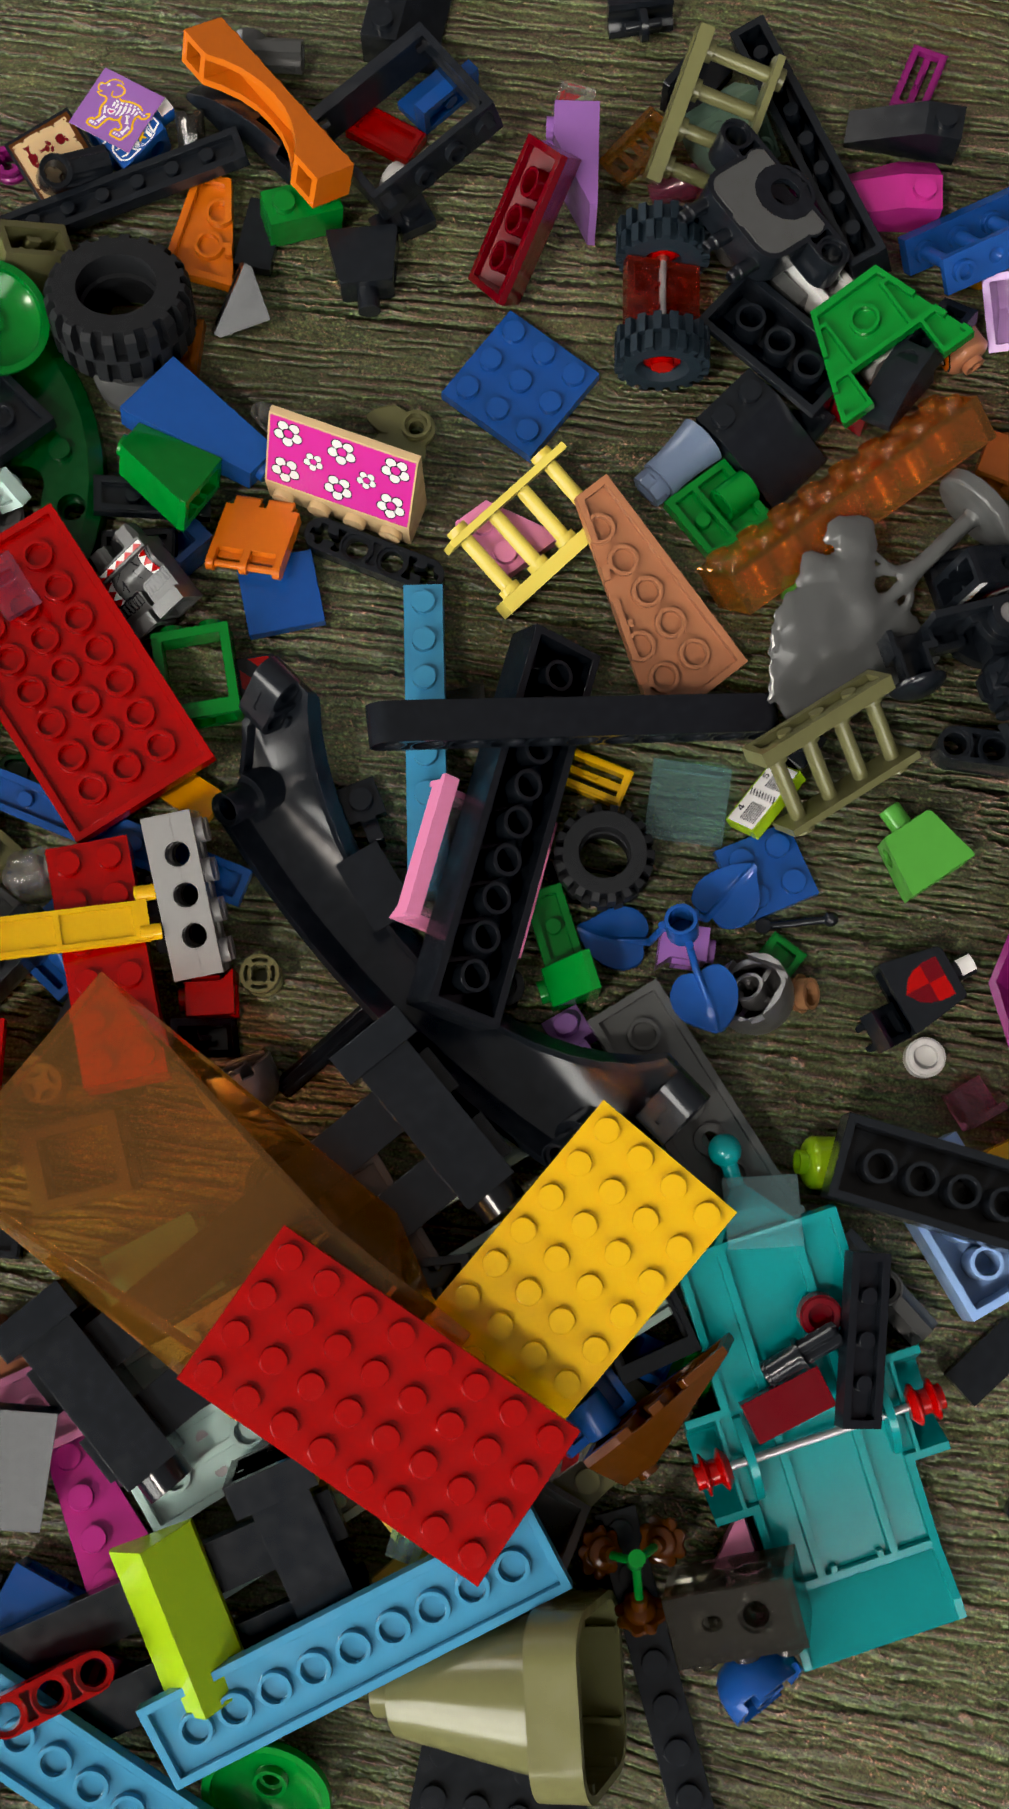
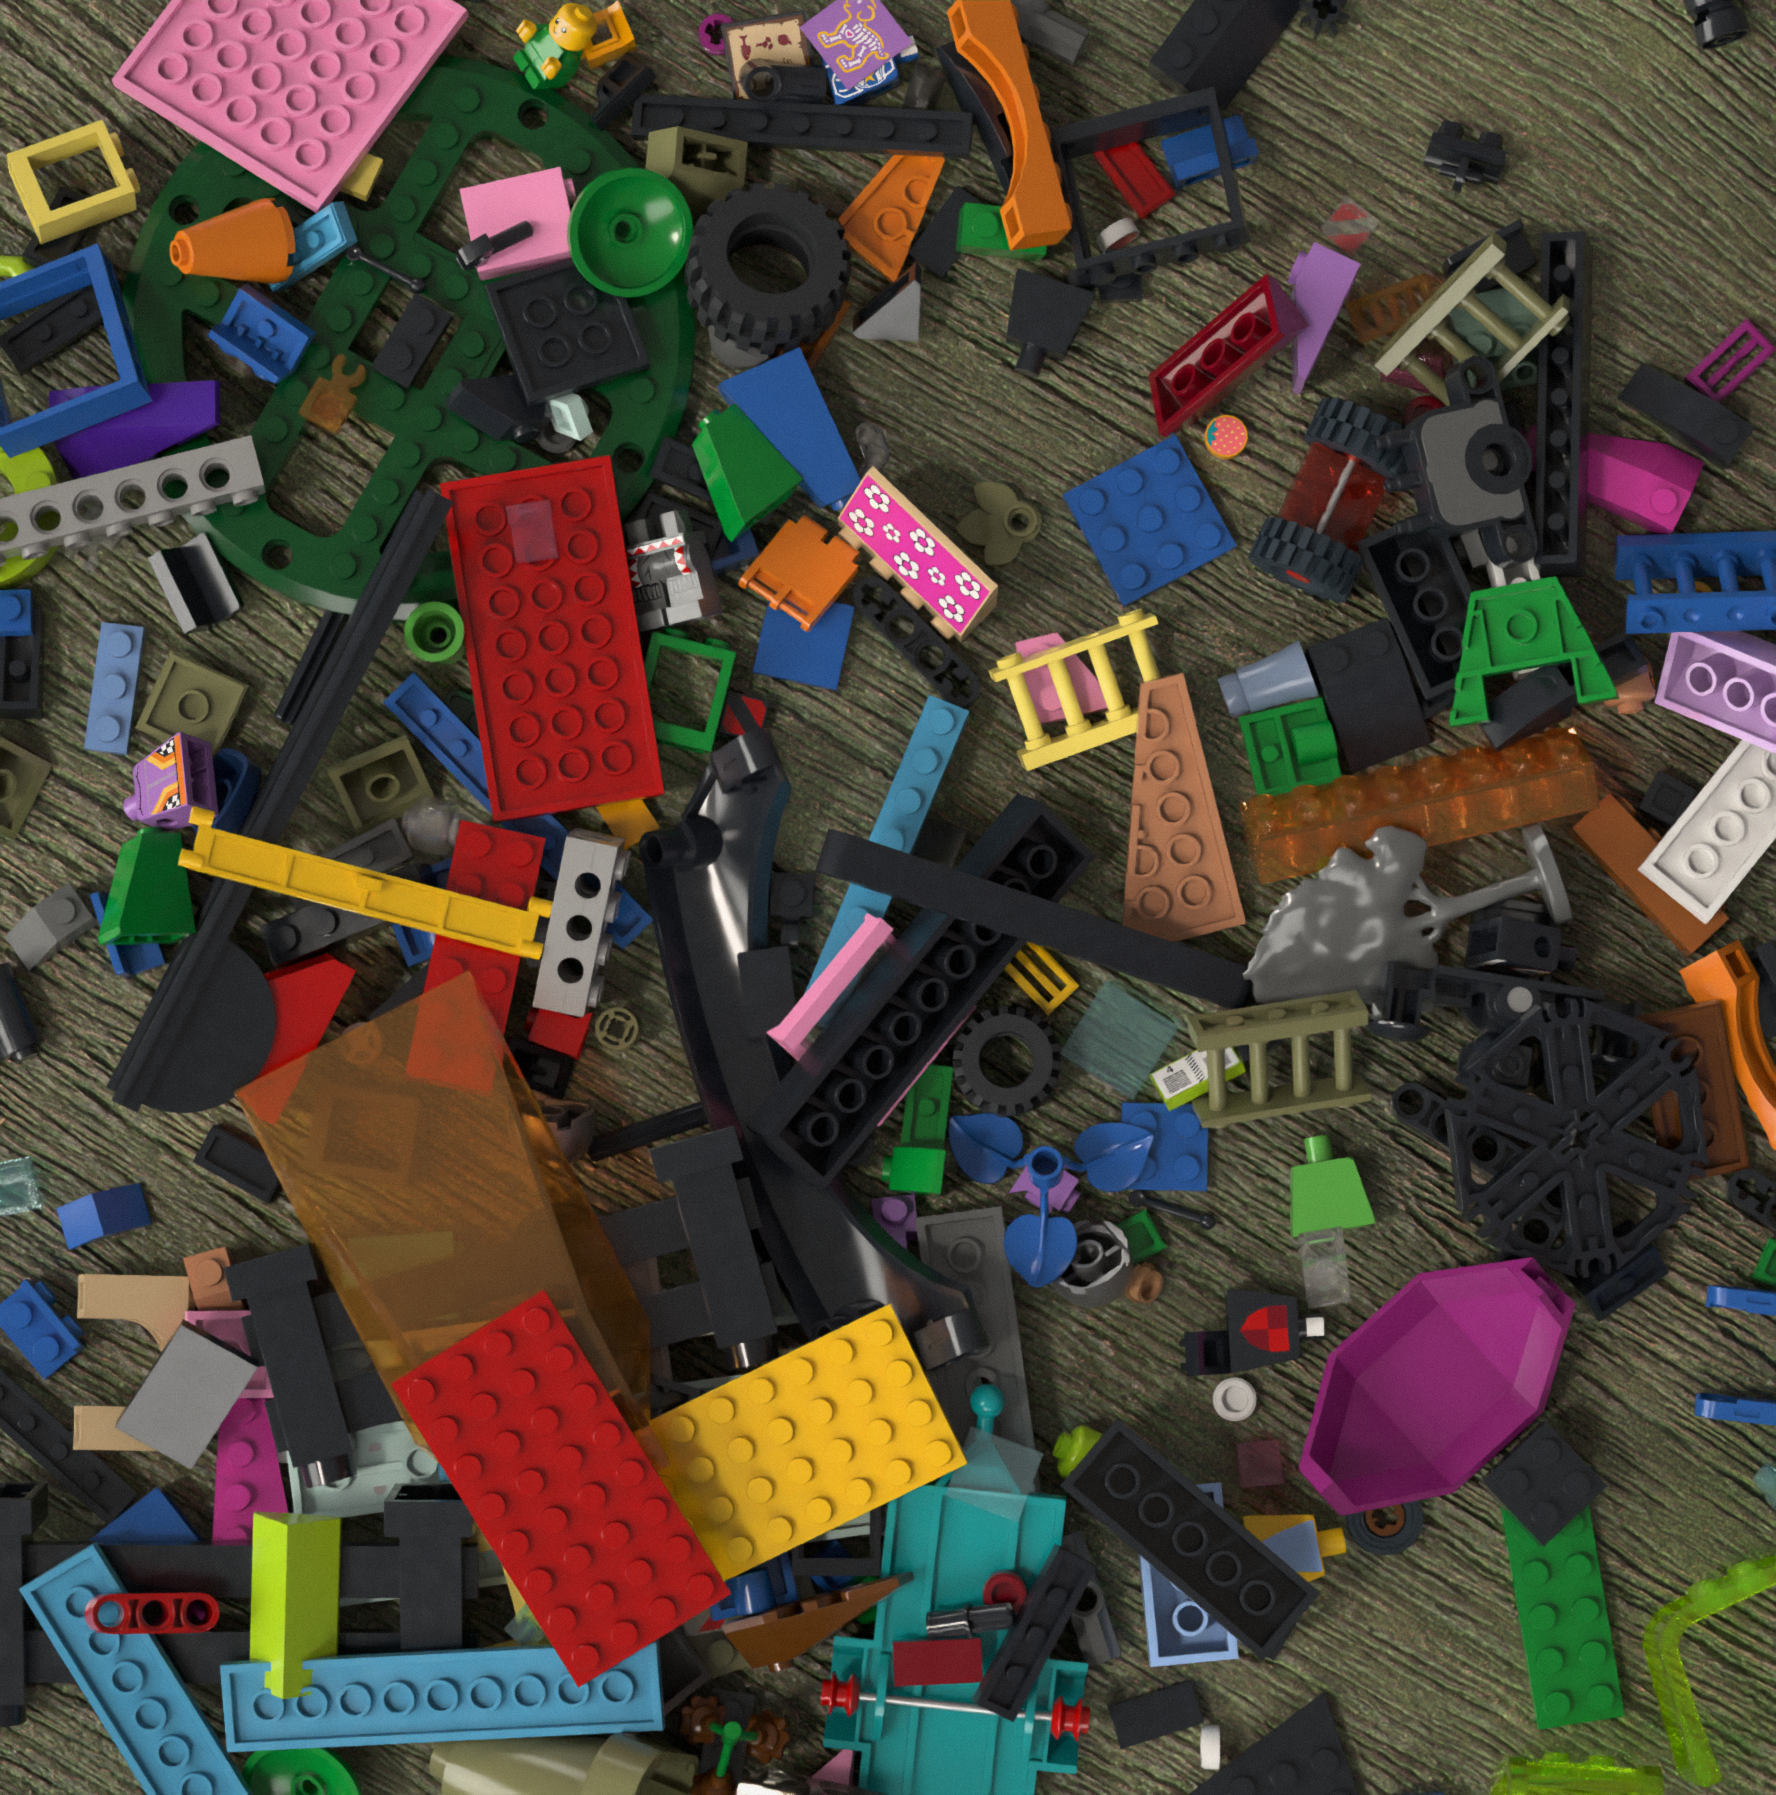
camera: 25 degrees right, 5 degrees up
(551, 297) = (1225, 437): none -> tile
(948, 910) = (1324, 1267): none -> clear slope

